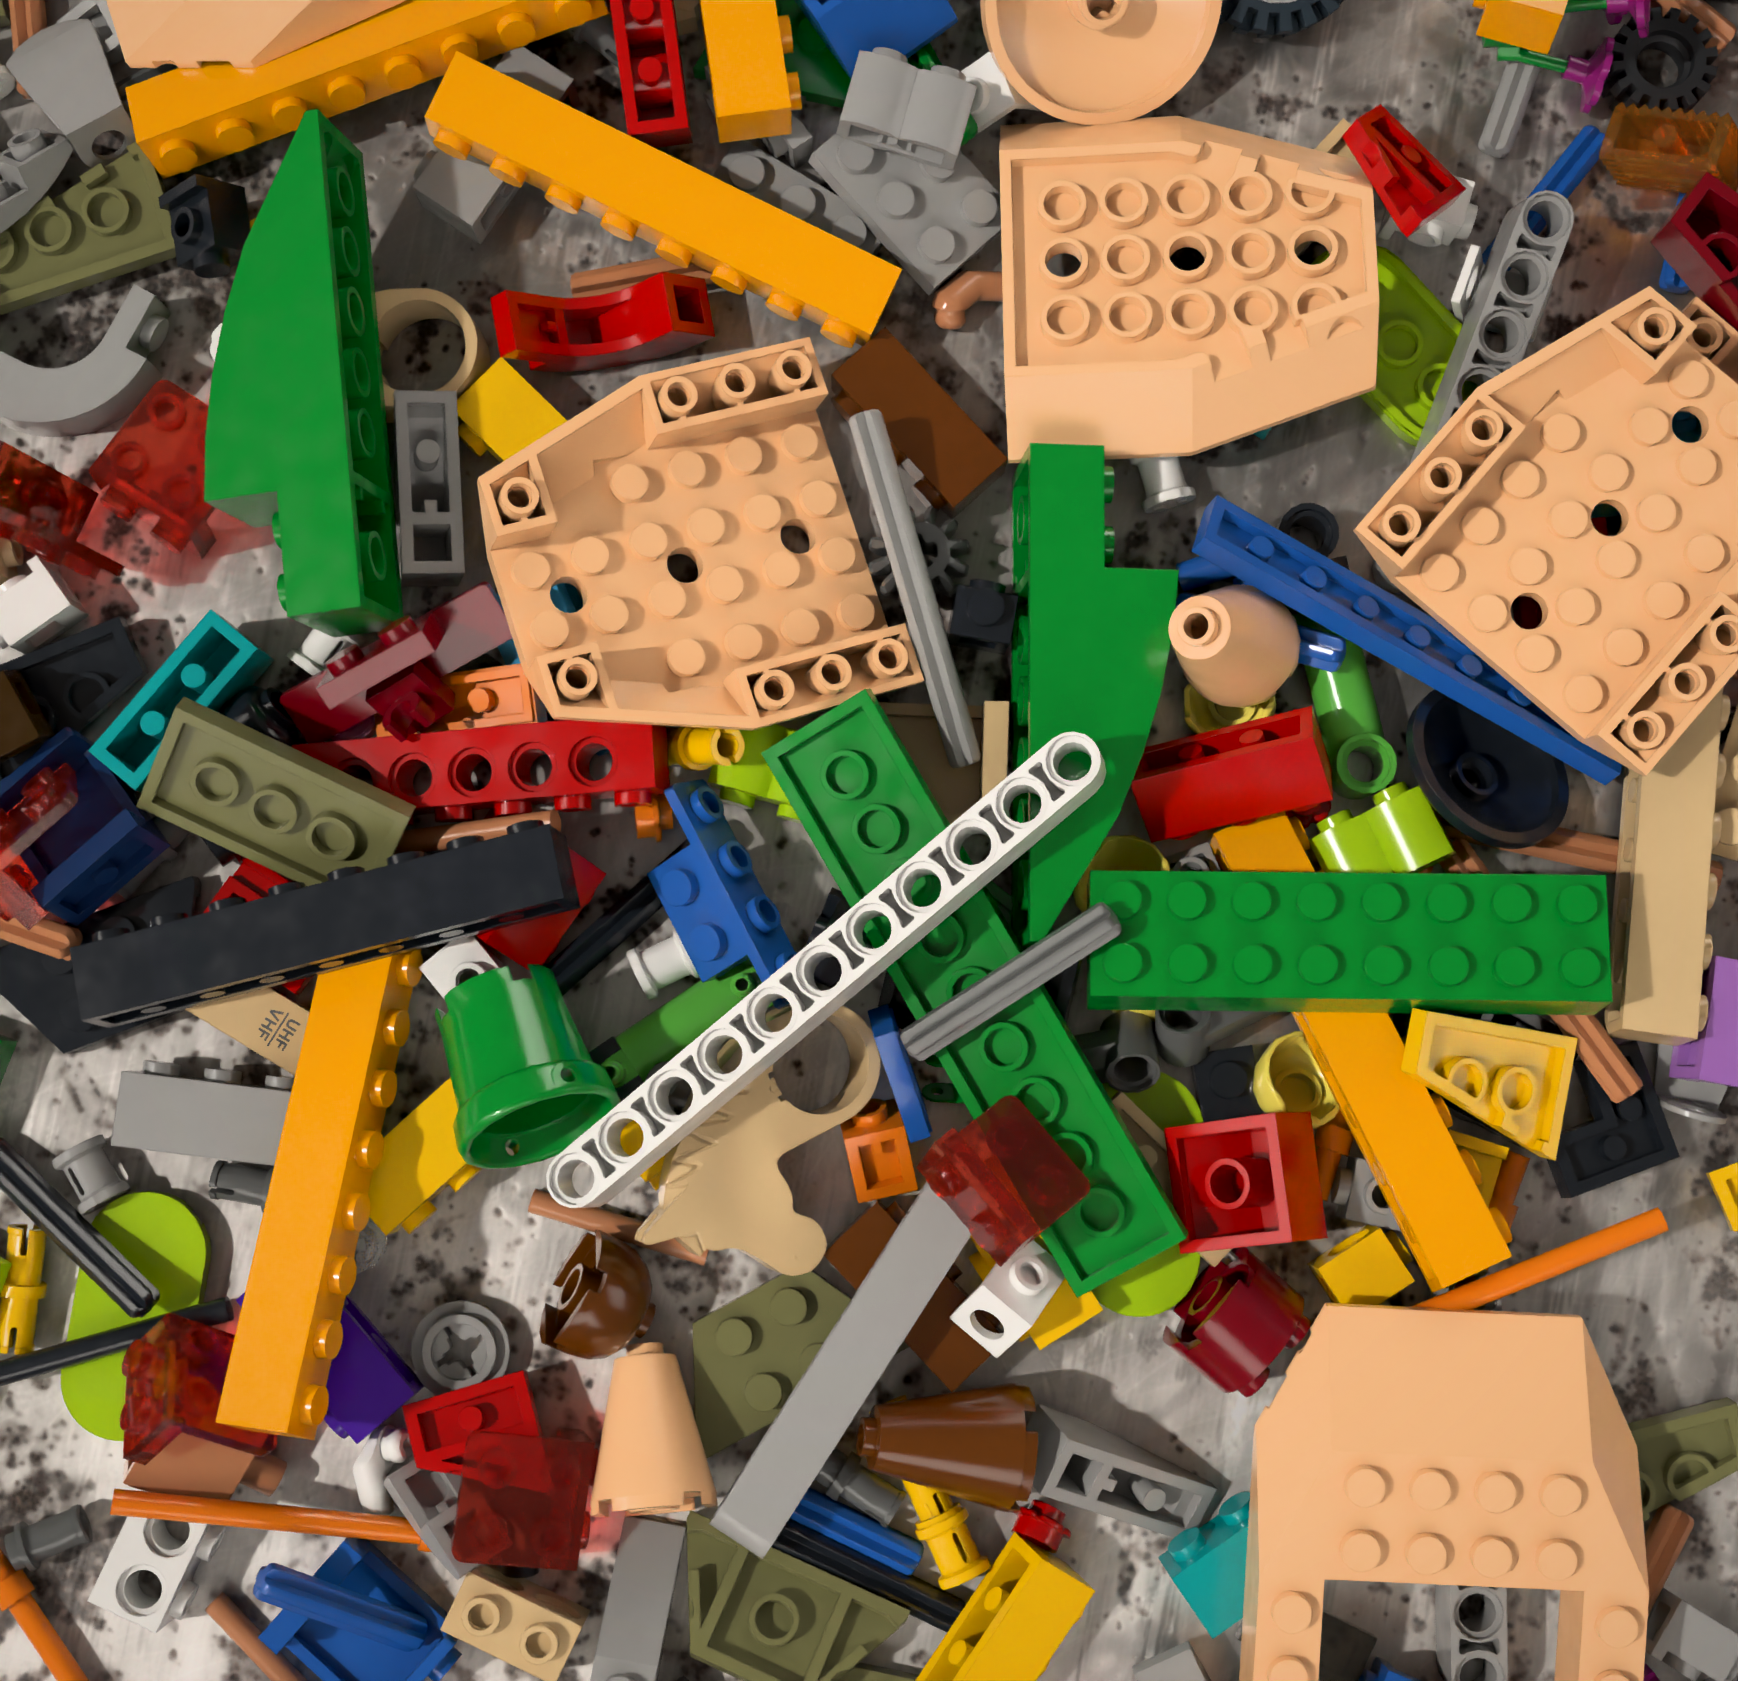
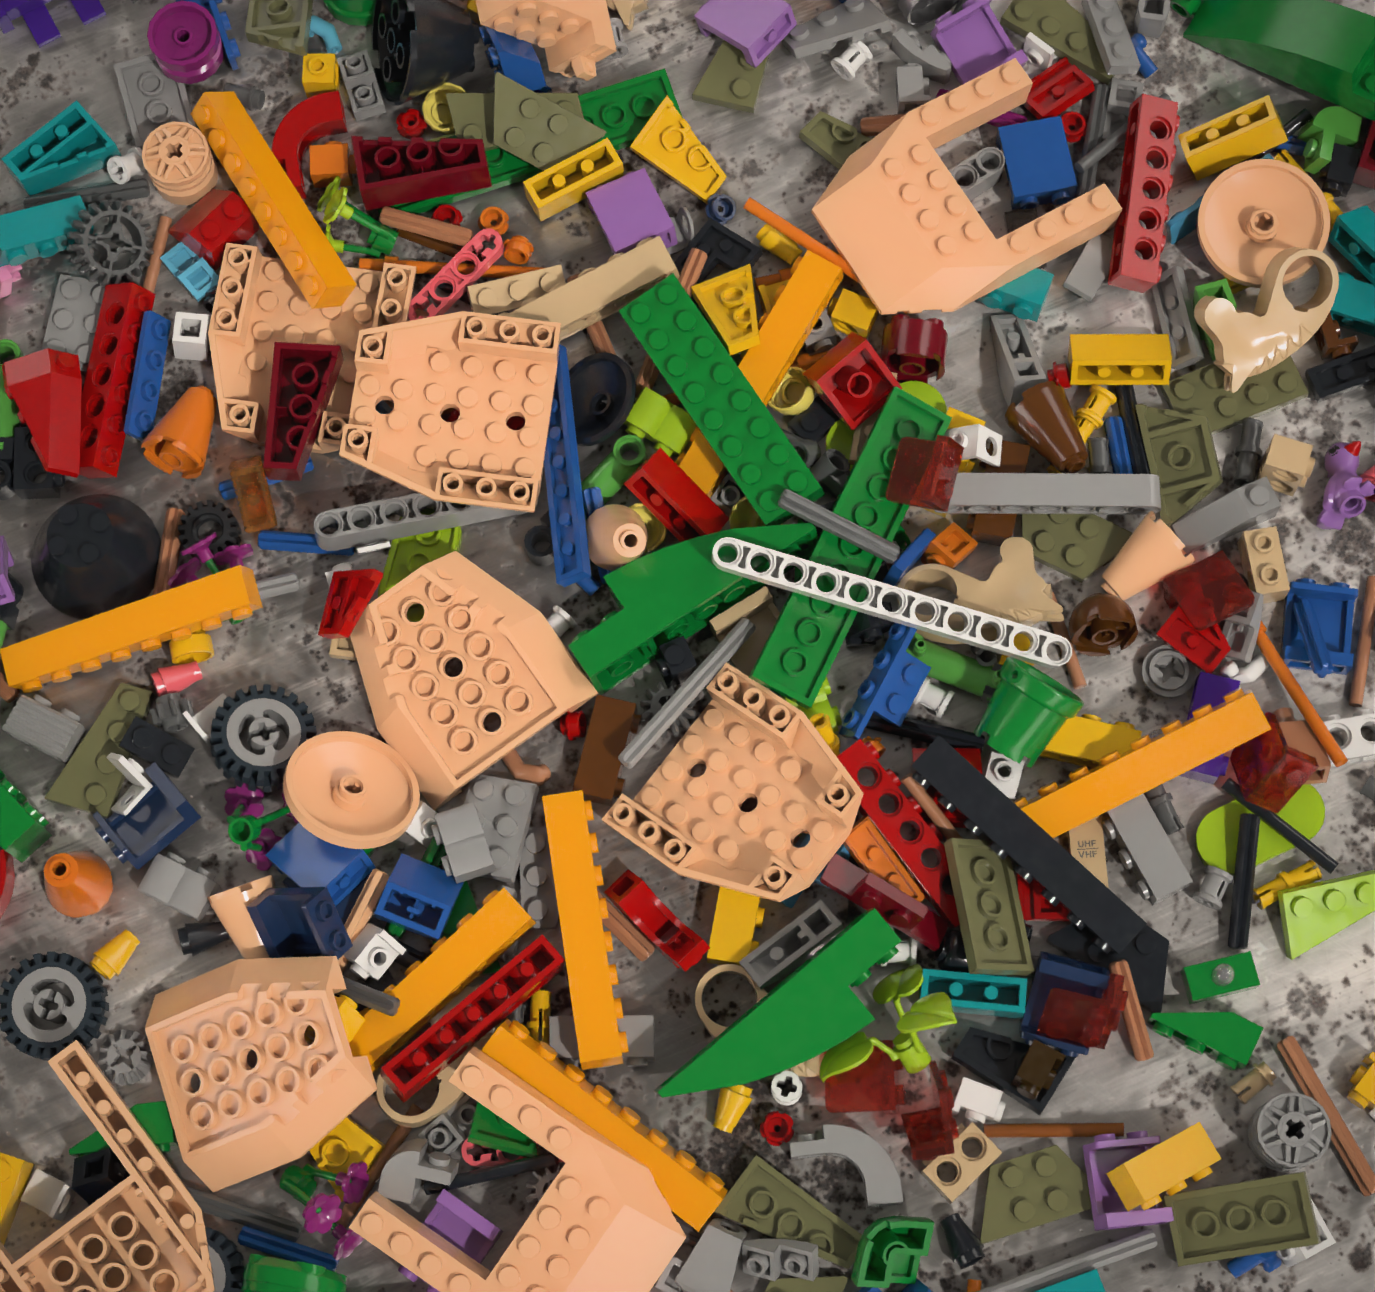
camera: 115 degrees left, 10 degrees down
(144, 554) = (926, 1013): none -> lime plant
(189, 296) = (767, 1128): none -> red plate
(207, 224) = (738, 1144): black brick -> none
(410, 700) = (898, 877): dark red tile -> none
(582, 65) = (540, 1003): none -> yellow pin
(987, 406) = (573, 725): none -> red plate
(1559, 1231) = (778, 244): none -> yellow cone
(1678, 1199) = (727, 204): none -> dark blue plate

